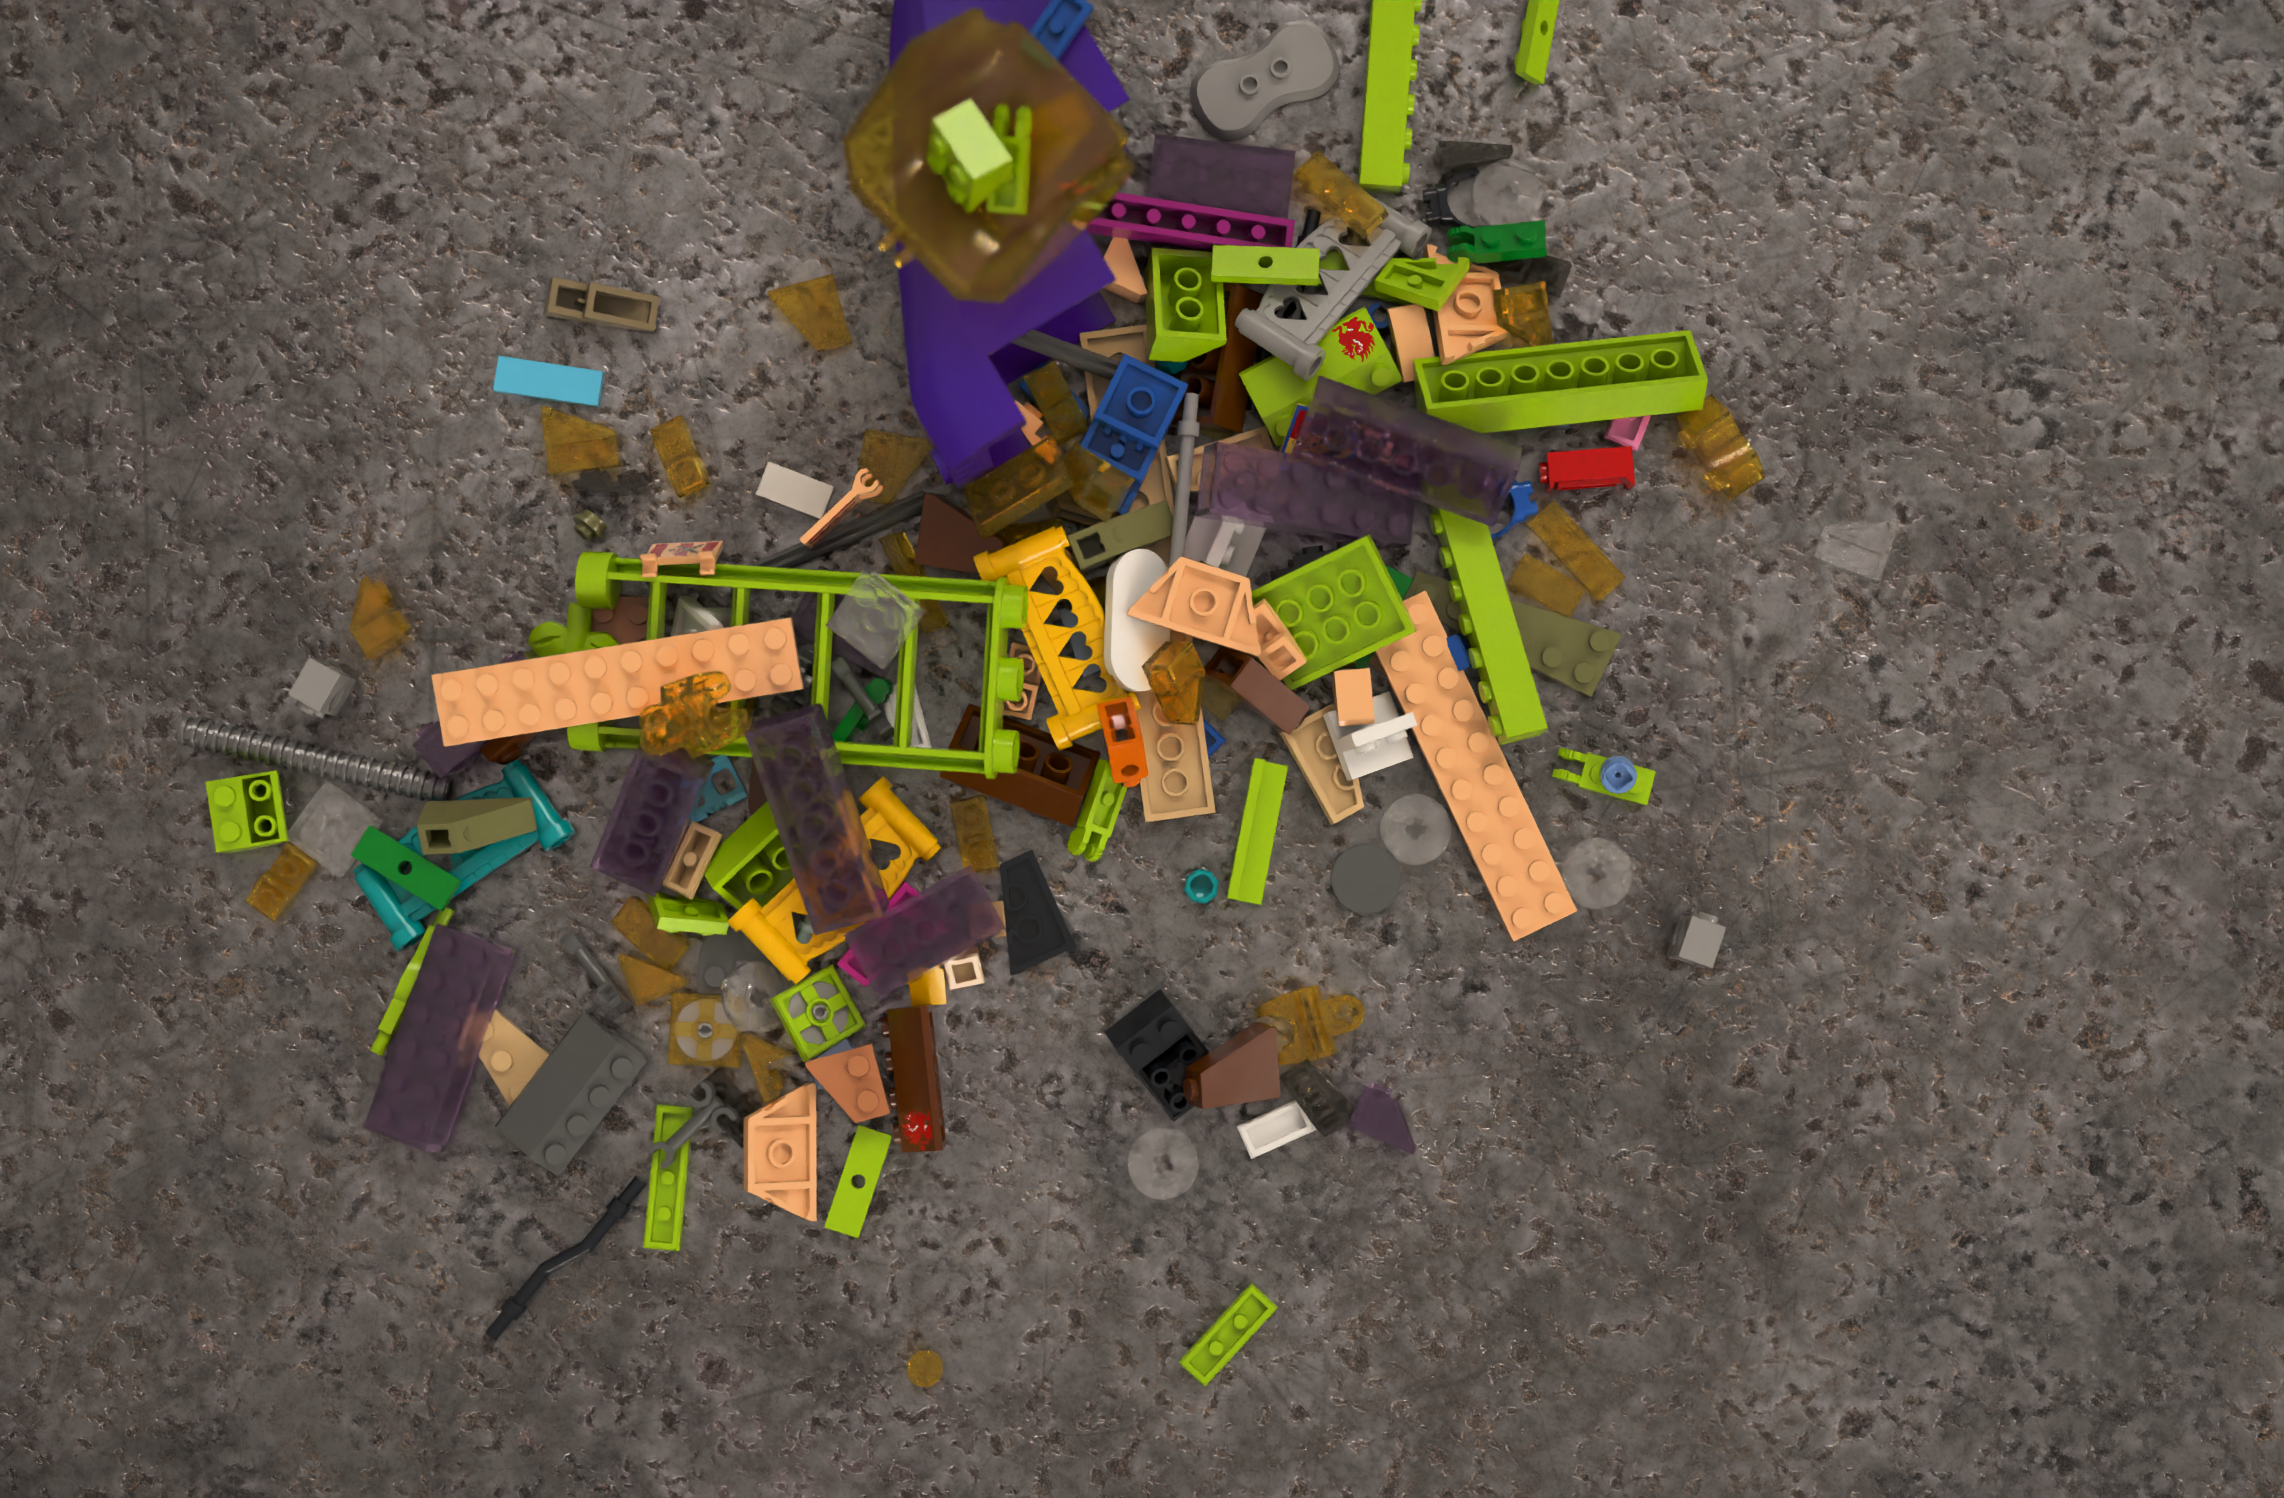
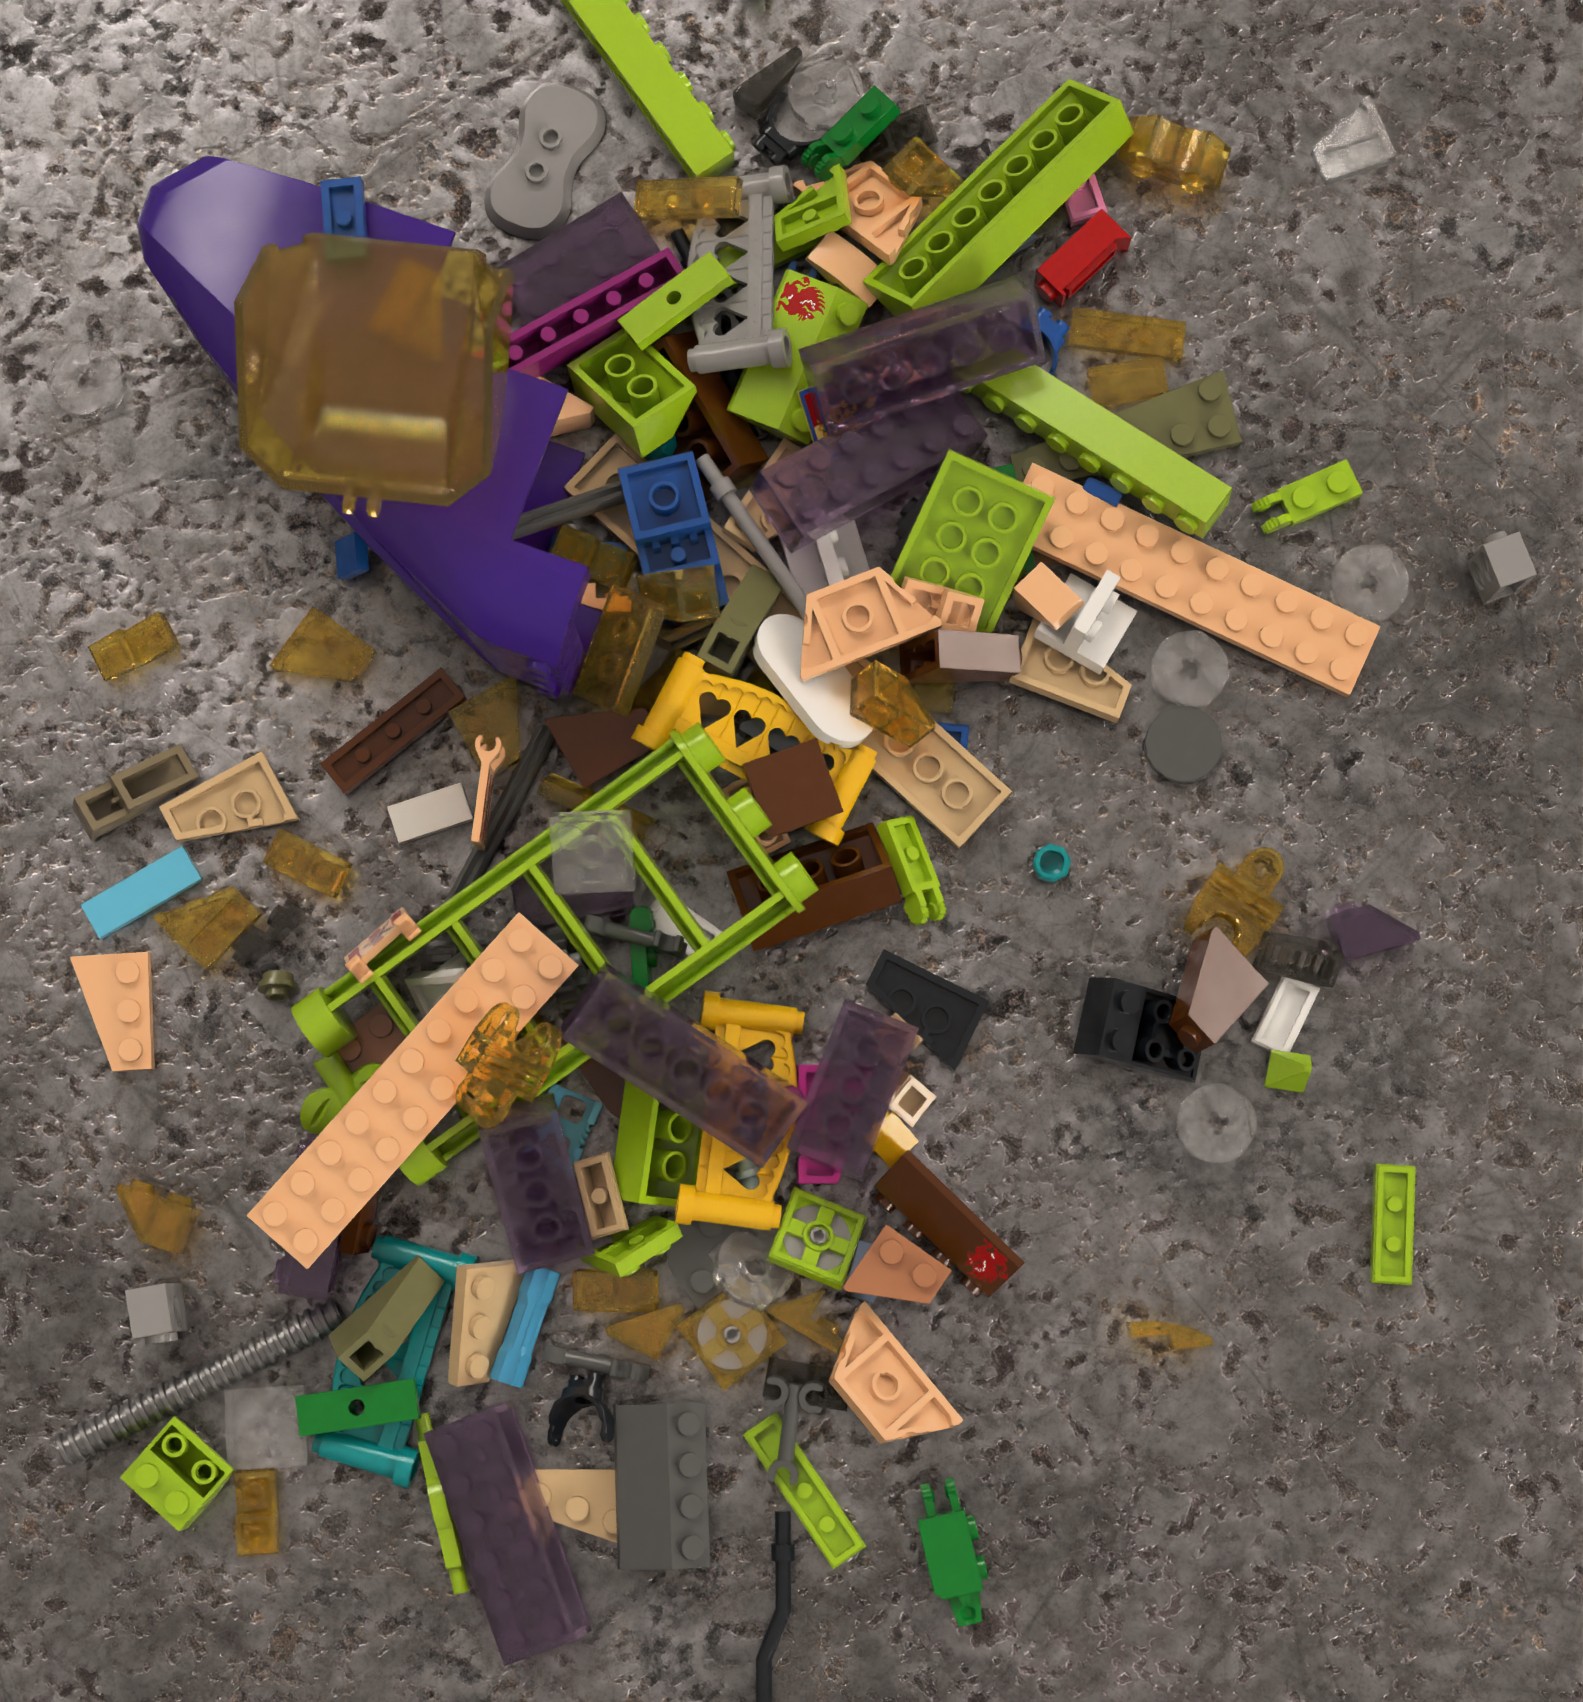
camera: 30 degrees left, 5 degrees down
(470, 450) = (121, 1006): none -> light nougat wing
(540, 876) = (480, 1318): none -> tan wing
(562, 983) = (579, 1395): none -> black helmet
(567, 906) = (524, 1327): none -> dark azure axle
(662, 368) = (230, 802): none -> tan wing
(684, 199) = (134, 647): none -> clear yellow slope
(730, 1305) = (951, 1555): none -> green hinge
(816, 411) = (393, 731): none -> reddish brown plate
(852, 1202) = (978, 1379): lime tile -> none
(883, 263) = (351, 556): none -> blue tile
(925, 1368) = (1161, 1470): clear yellow tile -> none
(967, 155) = (357, 378): lime slope -> none
(974, 833) = (822, 976): clear yellow slope -> none
(1012, 194) = (398, 359): lime hinge -> none
(1014, 1288) = (1178, 1336): none -> clear yellow slope
(1059, 685) = (793, 787): none -> reddish brown tile
(1125, 757) = (901, 802): orange torso -> none
(1244, 1168) = (1288, 1071): none -> lime slope
(1257, 831) = (1058, 780): lime fence -> none
(1617, 774) = (1319, 484): medium blue tile -> none

